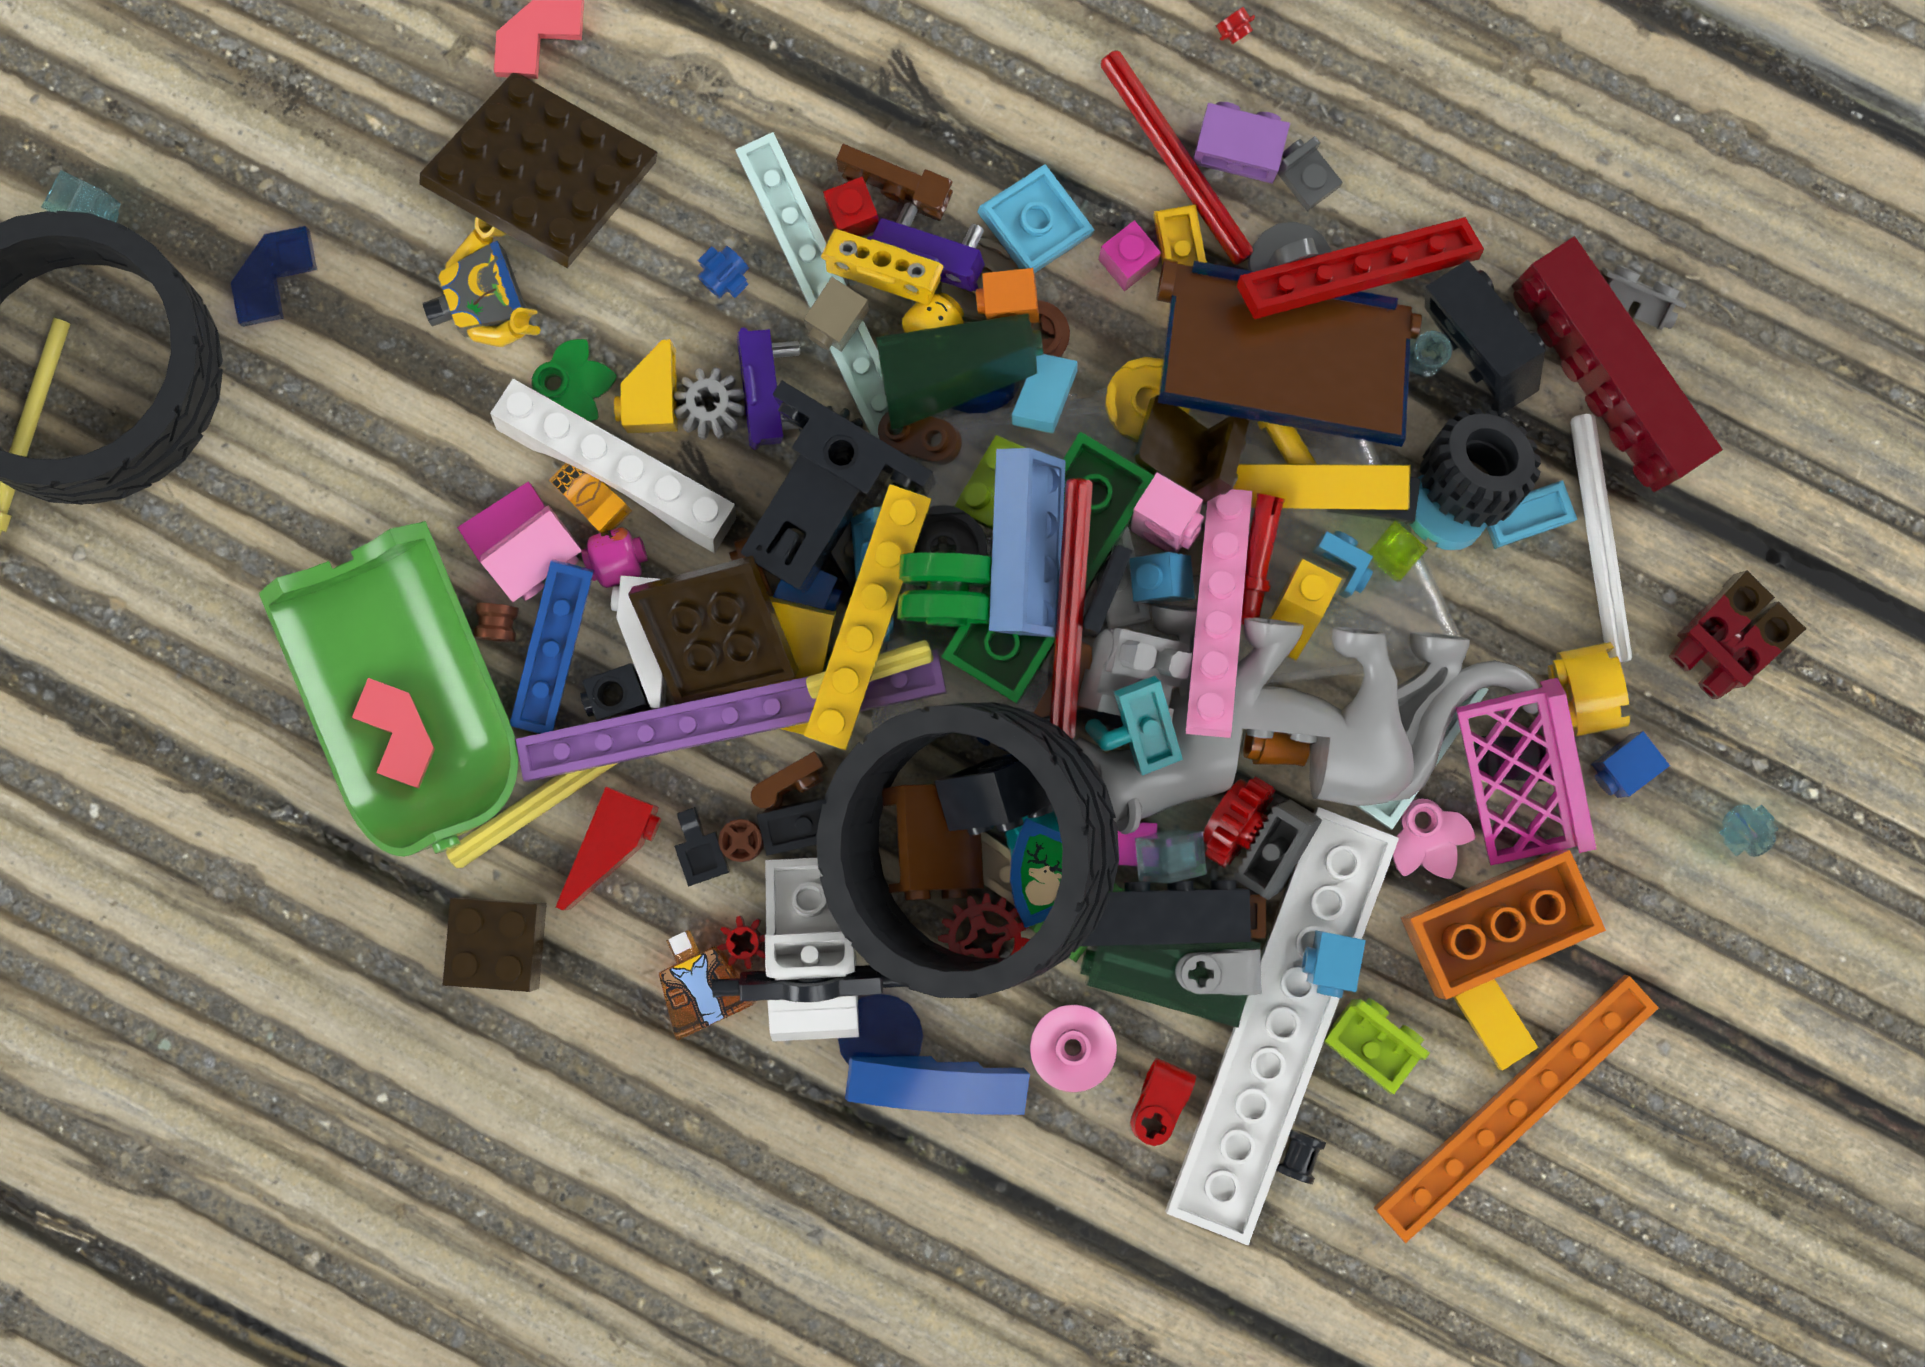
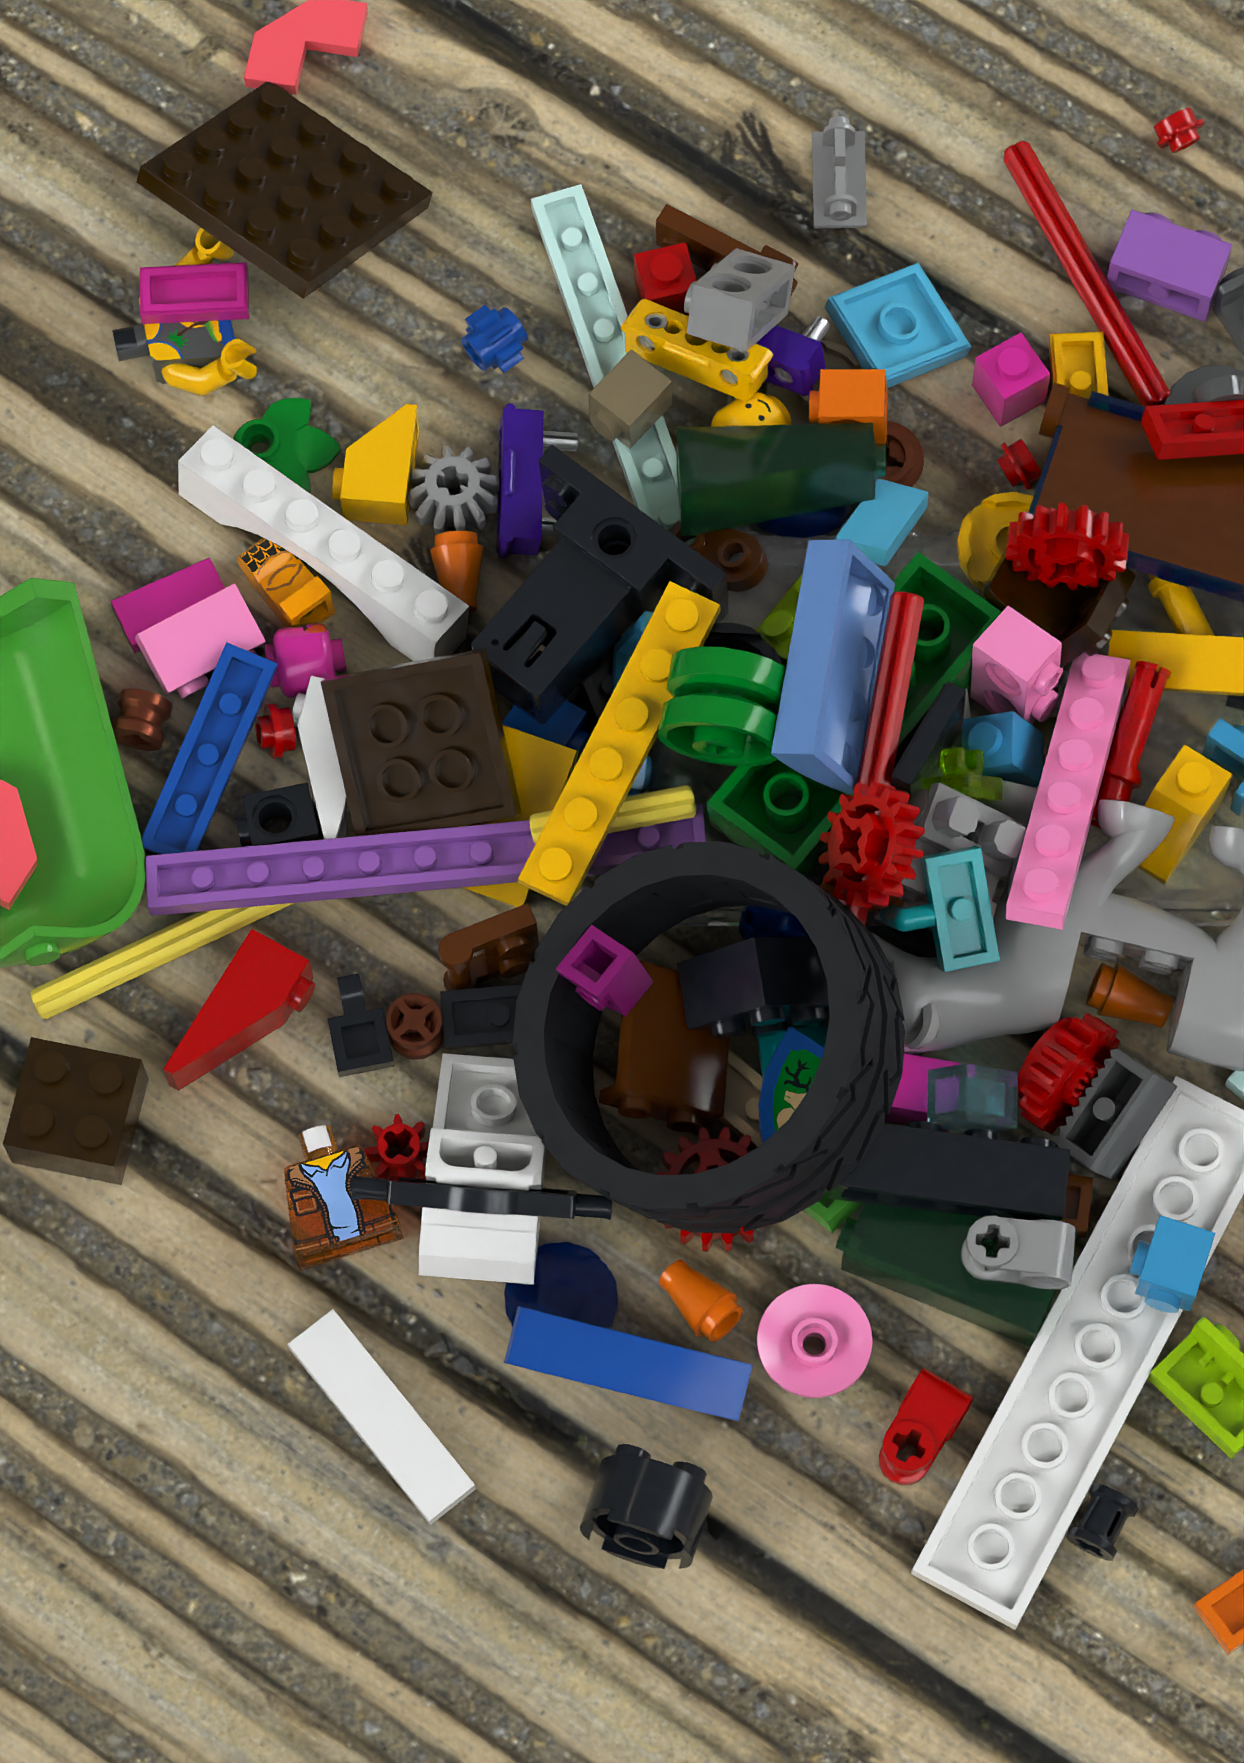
camera: 10 degrees right, 15 degrees down
(481, 268) = (194, 293): none -> dark pink tile
(600, 617) = (276, 730): none -> red plate
(721, 466) = (458, 564): none -> orange cone
(759, 1144) = (381, 1417): none -> white tile
(880, 808) = (605, 972): none -> magenta brick
(911, 224) = (739, 299): none -> light grey brick
(965, 1199) = (647, 1508): none -> black brick
(974, 98) = (839, 176): none -> light grey hinge
(985, 1027) = (701, 1301): none -> orange cone
(1075, 688) = (871, 845): none -> red gear
(1136, 612) = (963, 773): none -> clear neon green tile
(1143, 324) = (1019, 464): none -> red plate
(1197, 415) = (1067, 546): none -> red gear

